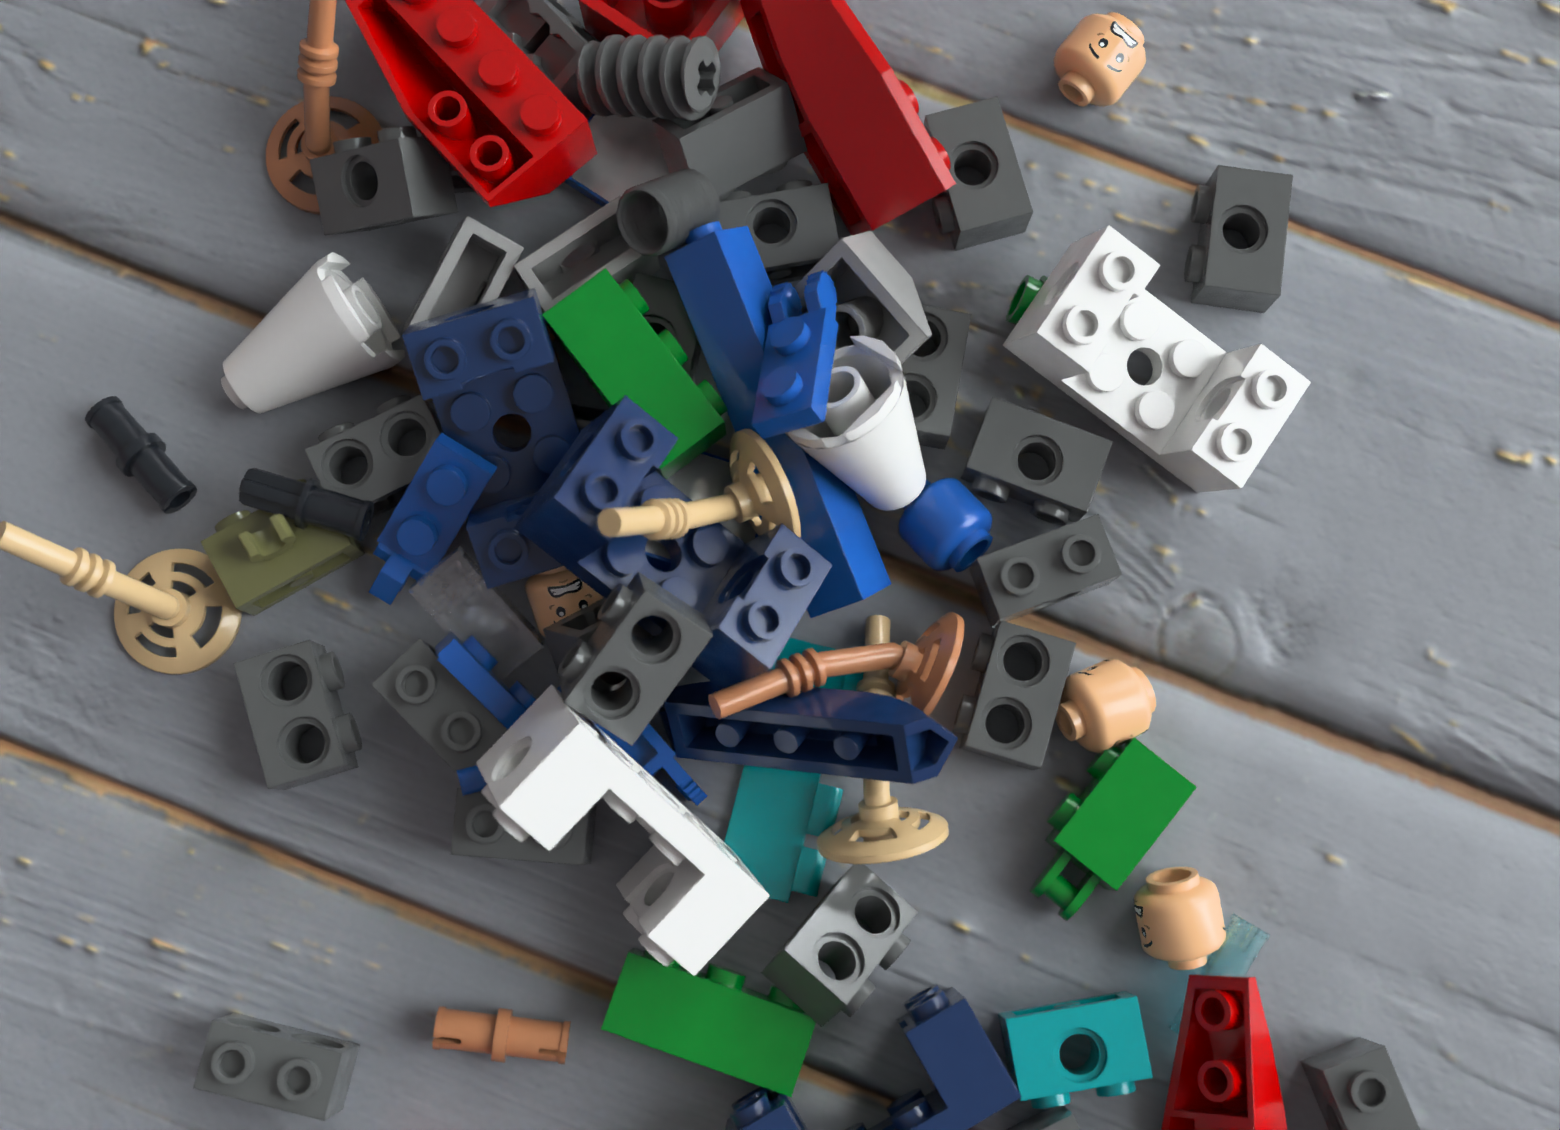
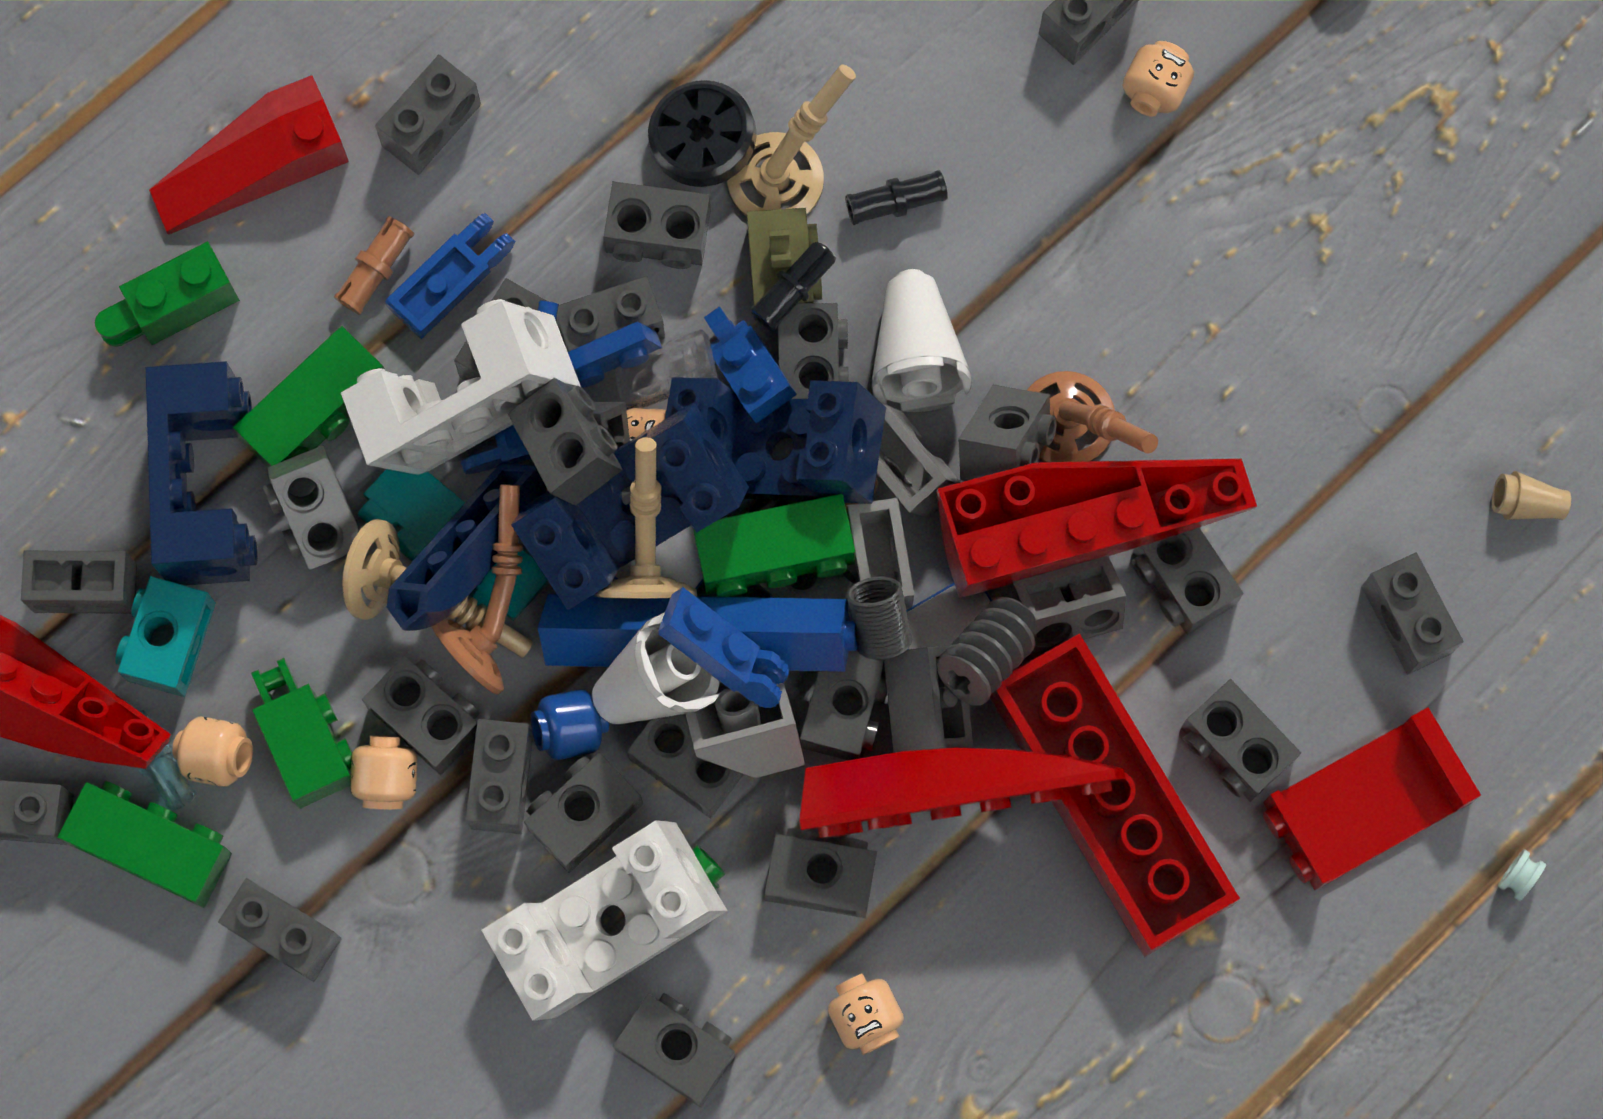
camera: 115 degrees right, 5 degrees down
(128, 747) = (693, 107): none -> black wheel
(478, 938) = (447, 277): none -> blue hinge
(1322, 941) = (146, 842): none -> green brick
(1340, 730) = (280, 929): none -> dark grey brick

